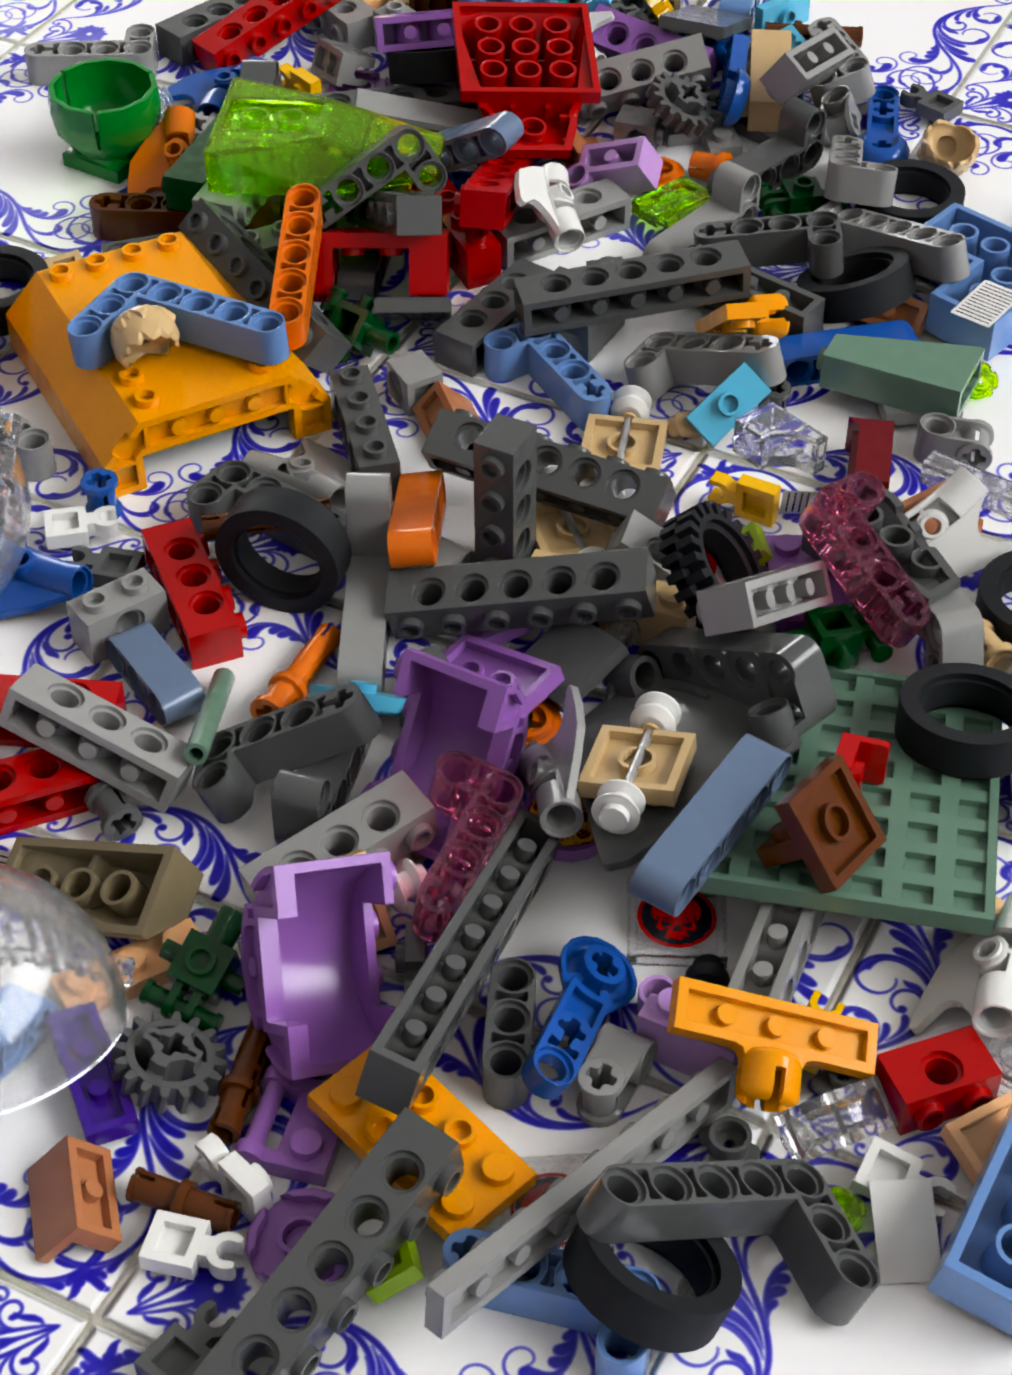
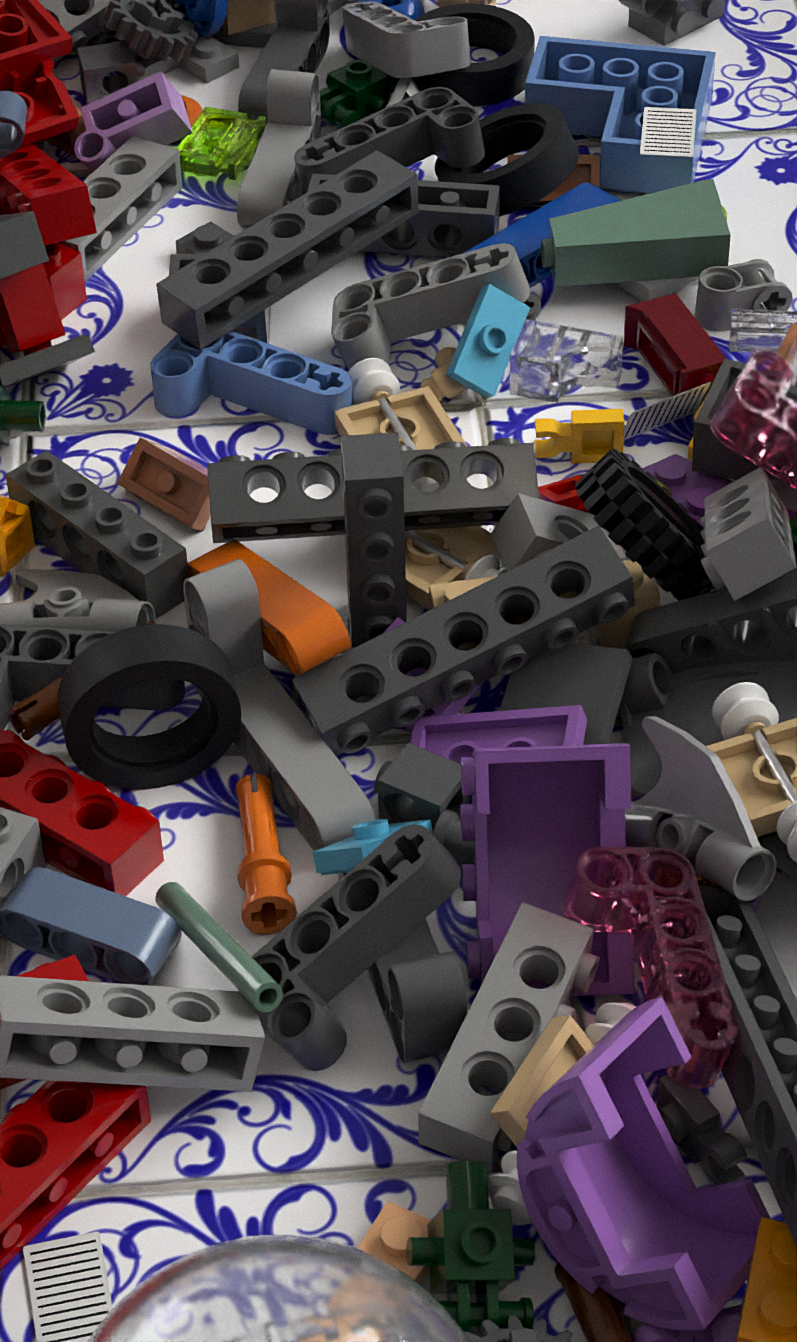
camera: 30 degrees left, 0 degrees up
(117, 815) = (182, 1118): dark grey bush -> none
(121, 886) = (300, 1186): dark tan wedge -> none
(410, 378) = (99, 448): light grey brick -> none
(461, 337) = (126, 340): dark grey brick -> none
(551, 204) = (115, 187): white pin -> none
(705, 163) = (222, 86): orange bush -> none
(748, 316) = (450, 231): light orange plate -> none
(931, 250) = (582, 92): light grey beam -> none

